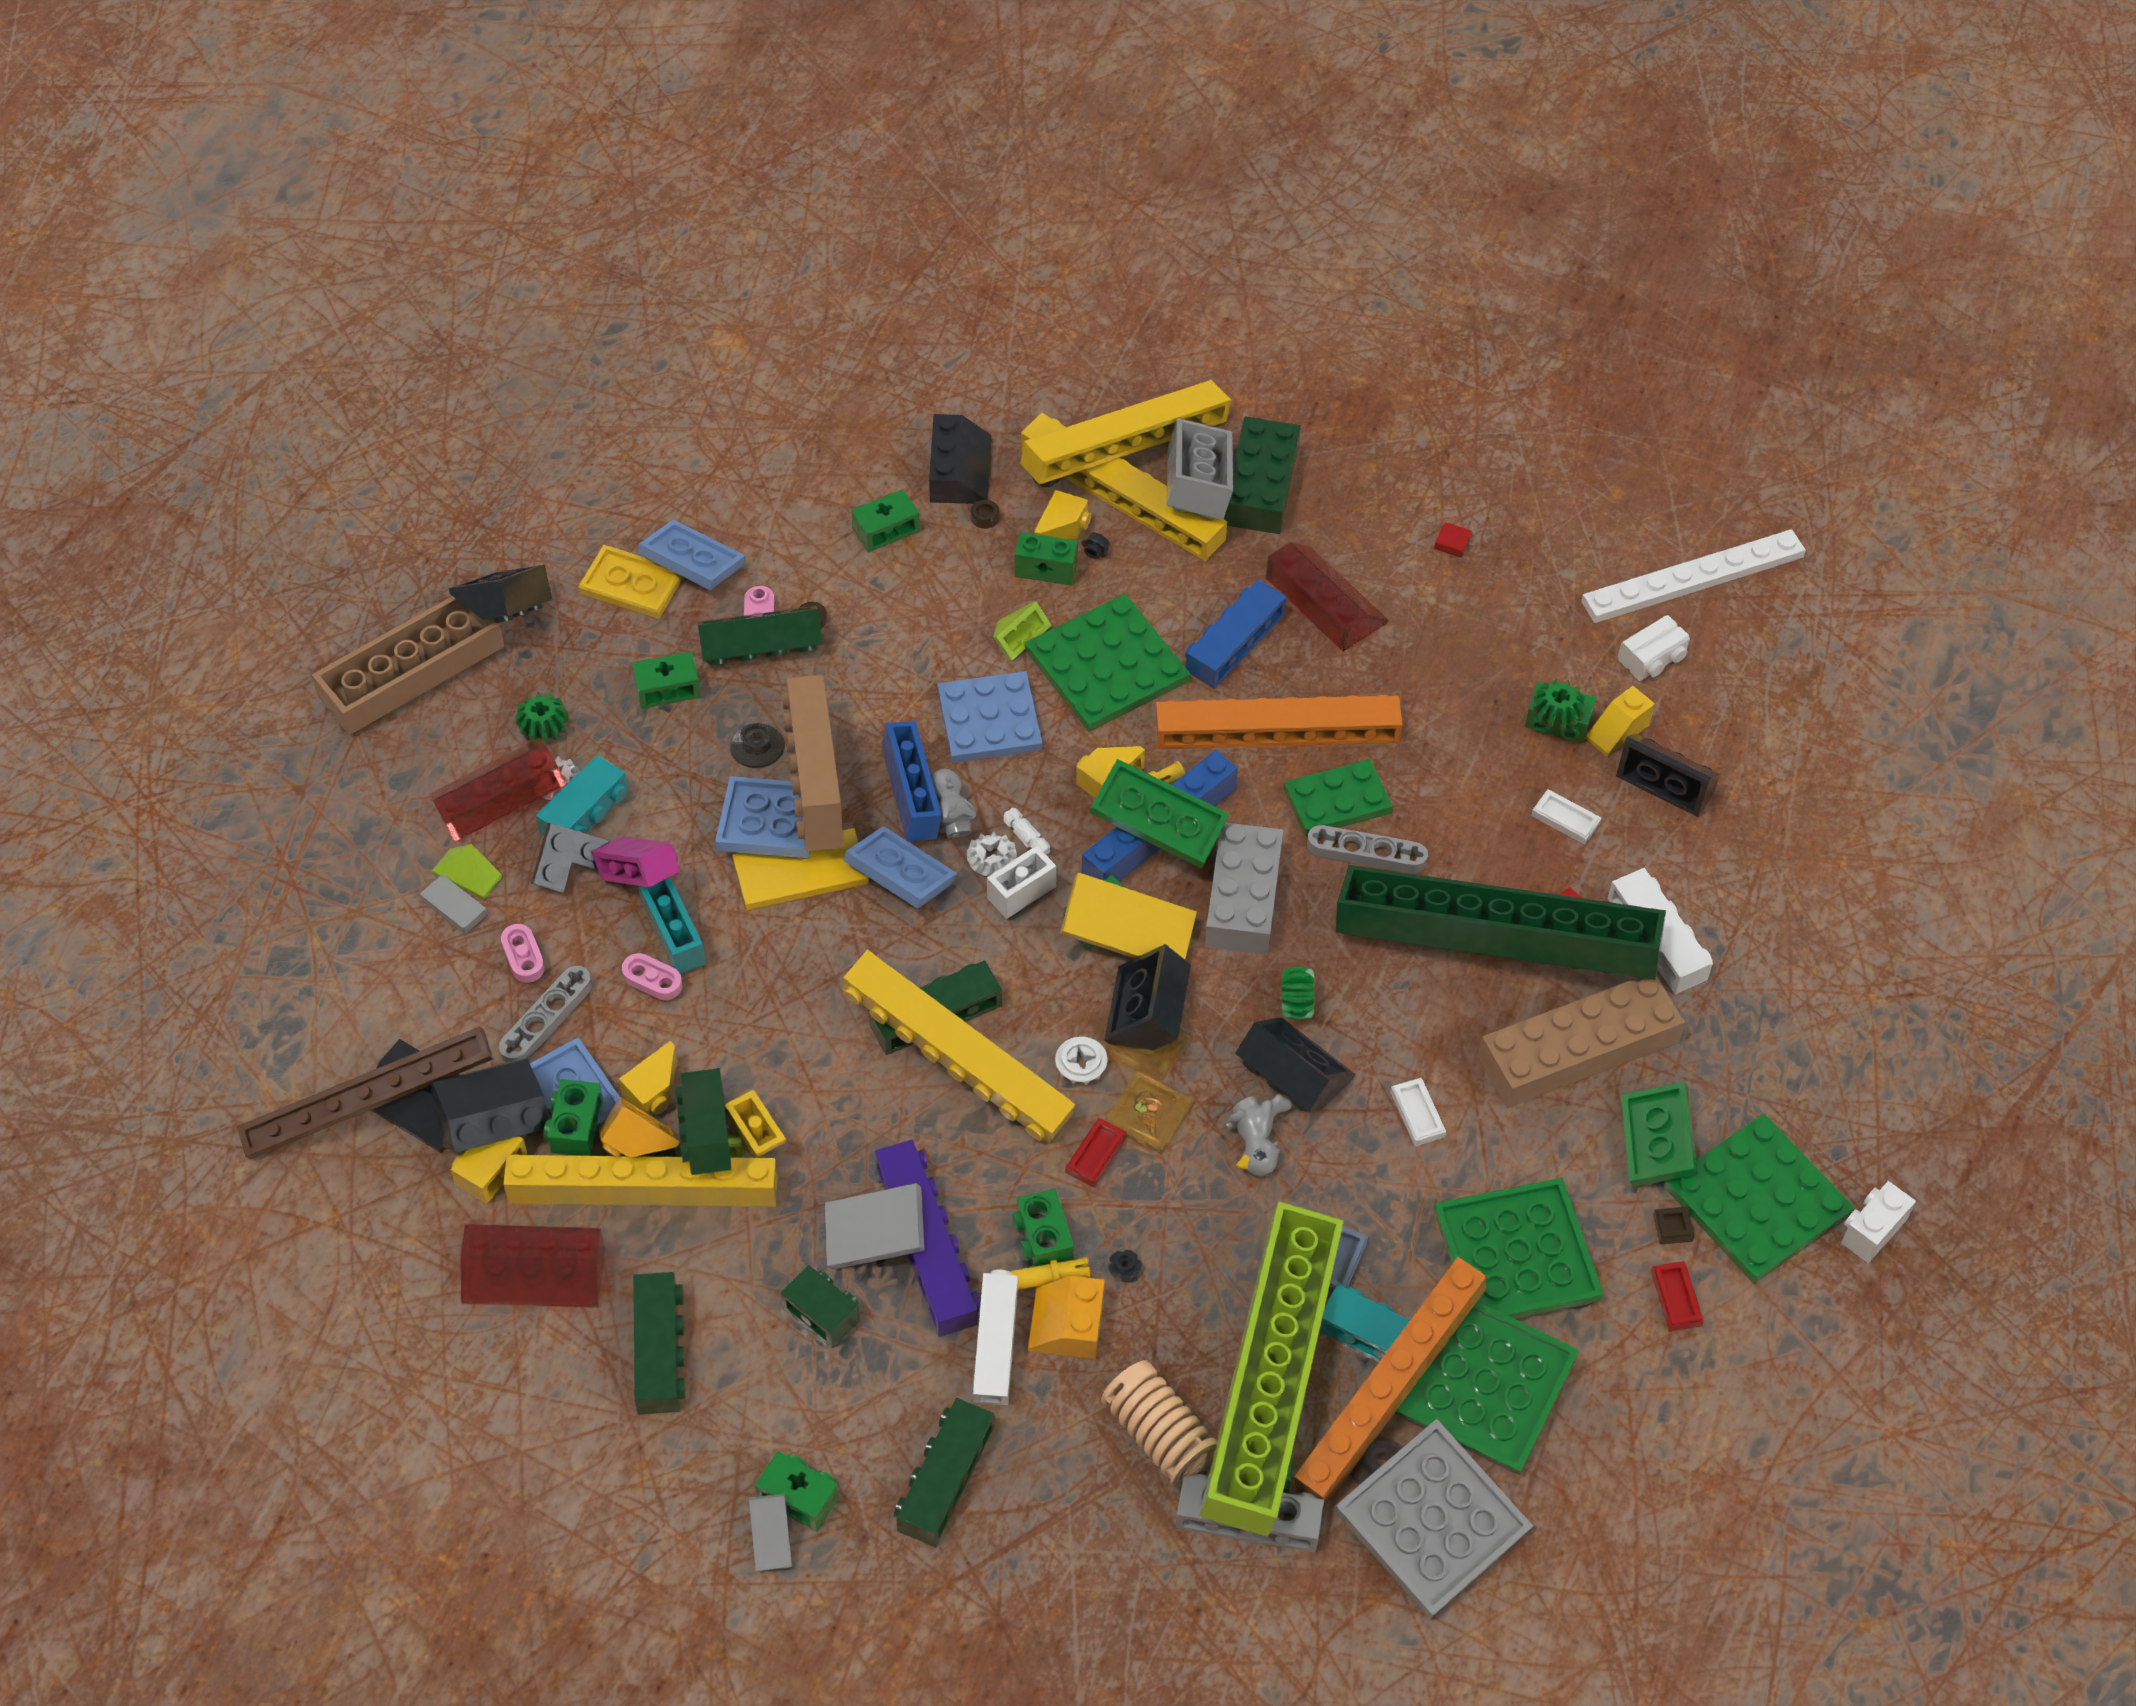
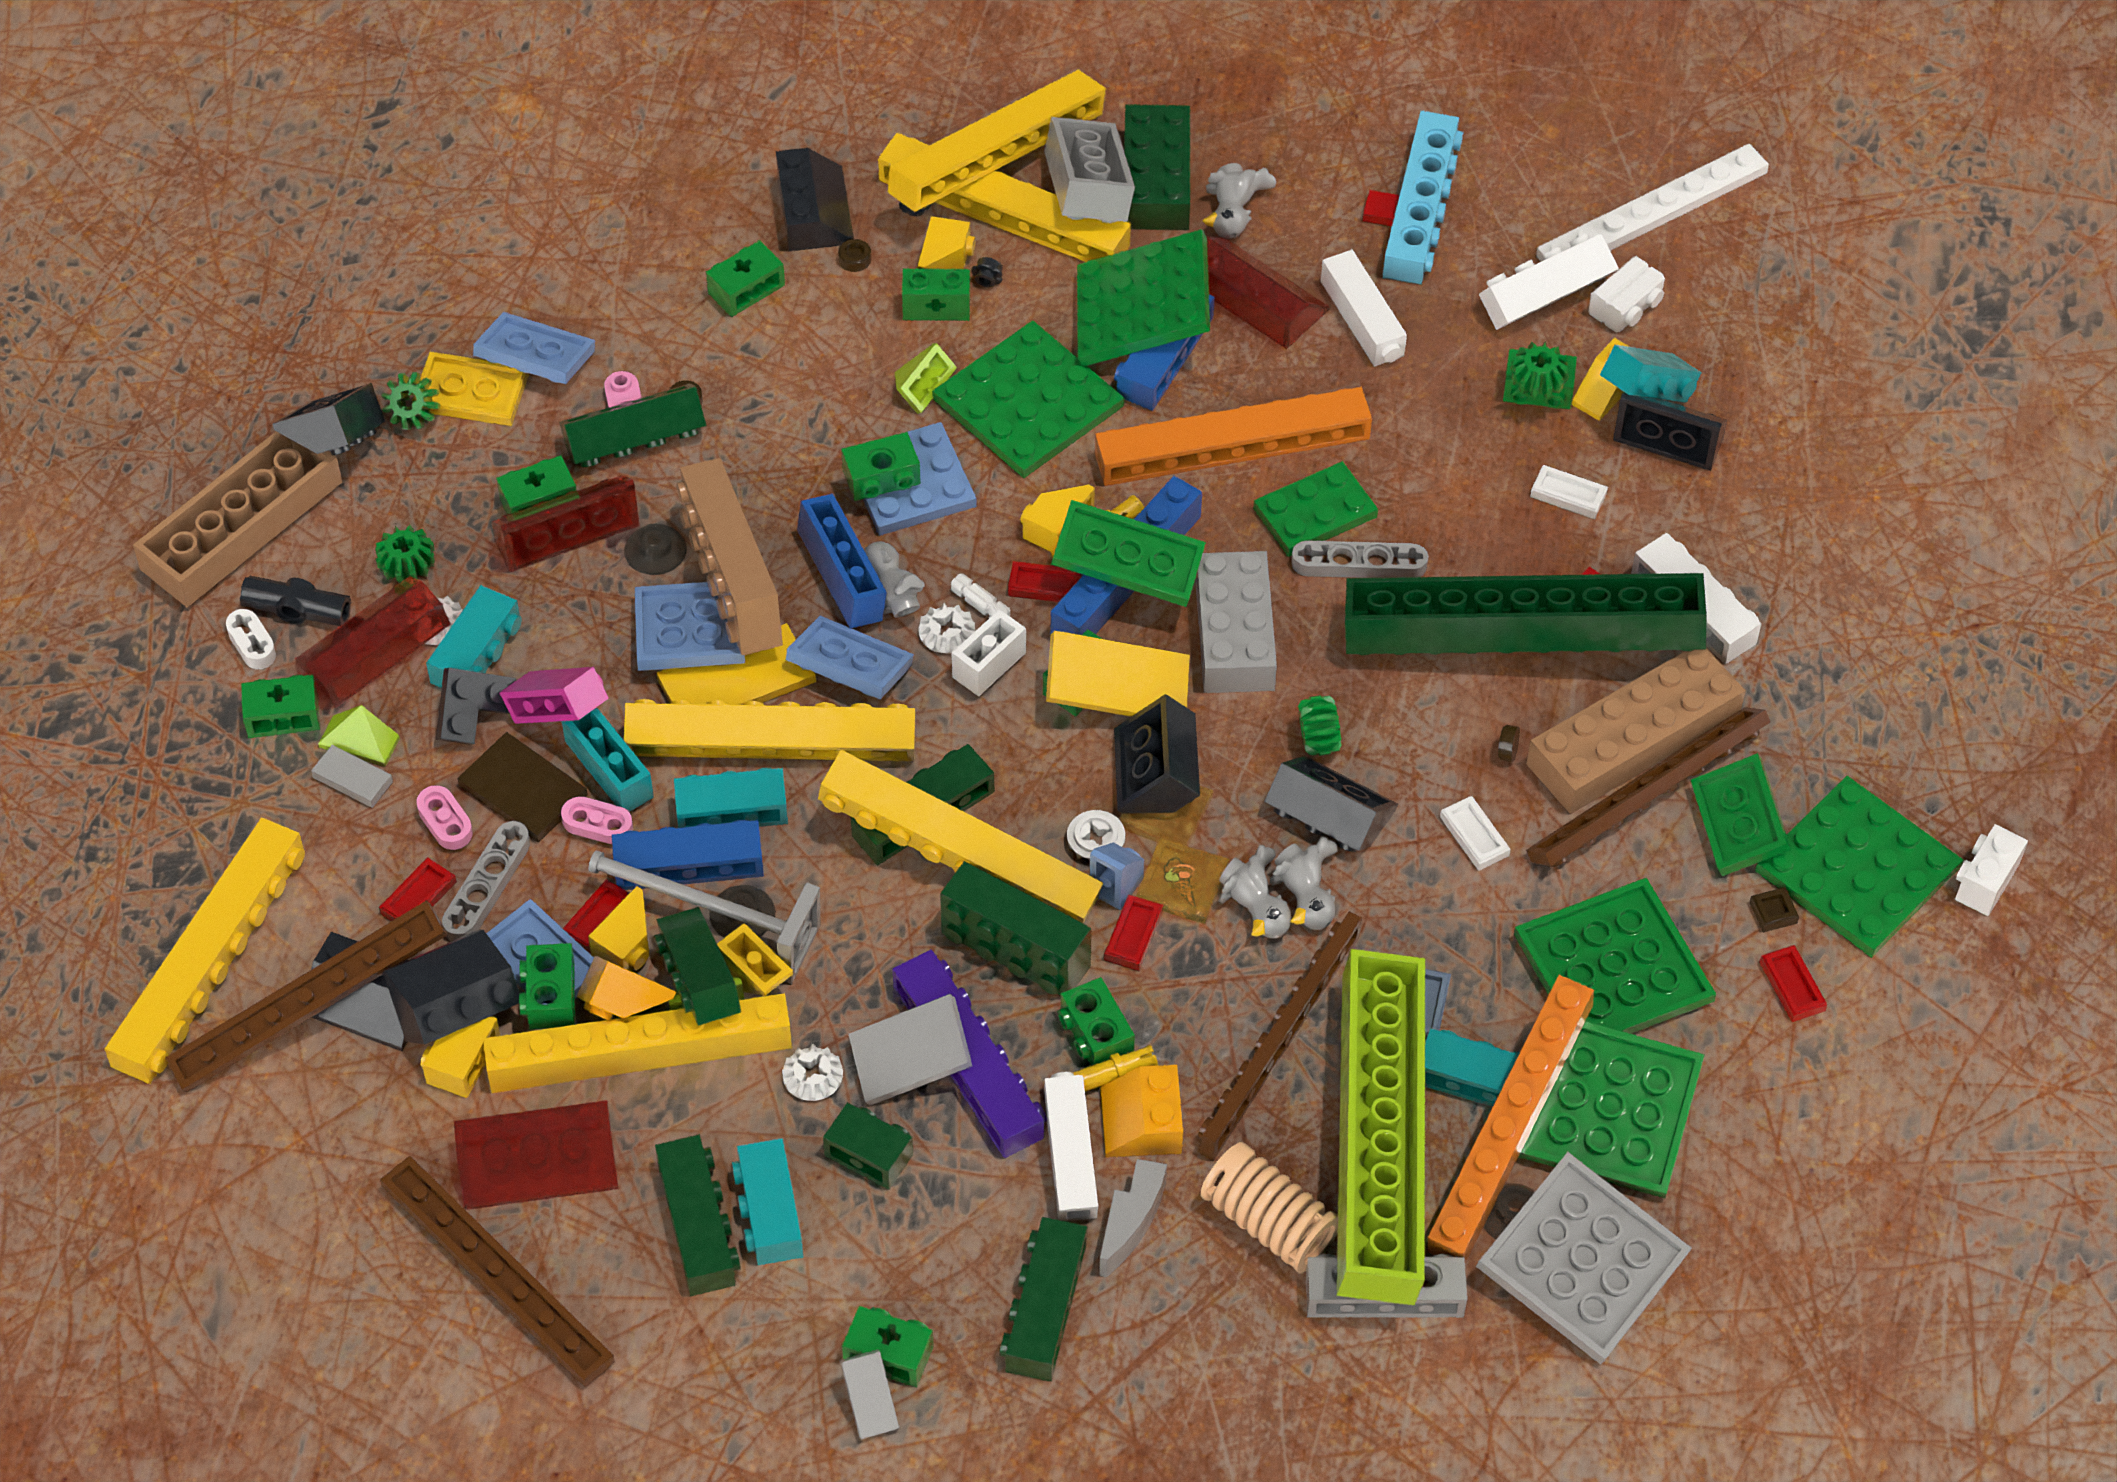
camera: 10 degrees left, 0 degrees up
(293, 1038) = (205, 951): none -> yellow brick
(401, 769) = (244, 642): none -> white beam
(406, 833) = (280, 706): none -> green brick
(440, 743) = (295, 600): none -> black piece
(476, 1364) = (497, 1271): none -> reddish brown plate
(487, 1013) = (425, 883): none -> red tile
(582, 593) = (401, 392): none -> green gear
(594, 935) = (521, 785): none -> dark brown tile
(631, 1057) = (594, 912): none -> red tile
(684, 711) = (567, 522): none -> clear red slope
(722, 1020) = (692, 853): none -> blue brick
(722, 1342) = (768, 1202): none -> teal brick
(768, 1086) = (746, 896): none -> clear smoke piece
(770, 977) = (731, 798): none -> teal brick
(789, 1244) = (816, 1086): none -> white gear
(796, 1106) = (795, 933): none -> light grey tile
(817, 921) = (769, 731): none -> yellow brick
(963, 703) = (881, 466): none -> green brick
(989, 1134) = (1015, 930): none -> dark green brick
(1037, 1408) = (1132, 1214): none -> light grey slope
(1080, 825) = (1040, 581): none -> red tile
(1092, 1095) = (1119, 871): none -> medium blue slope
(1122, 1273) = (1189, 1056): black plate -> none
(1196, 1275) = (1272, 1045): none -> reddish brown plate
(1205, 1129) = (1249, 887): none -> light grey animal
(1223, 588) = (1143, 298): none -> green plate
(1324, 504) = (1233, 191): none -> light grey animal
(1417, 625) = (1363, 308): none -> white brick
(1464, 1035) = (1508, 743): none -> dark brown tile
(1489, 535) = (1421, 198): none -> medium azure brick
(1586, 625) = (1547, 281): none -> white brick
(1589, 1091) = (1639, 792): none -> reddish brown plate
(1658, 722) = (1650, 373): none -> teal brick

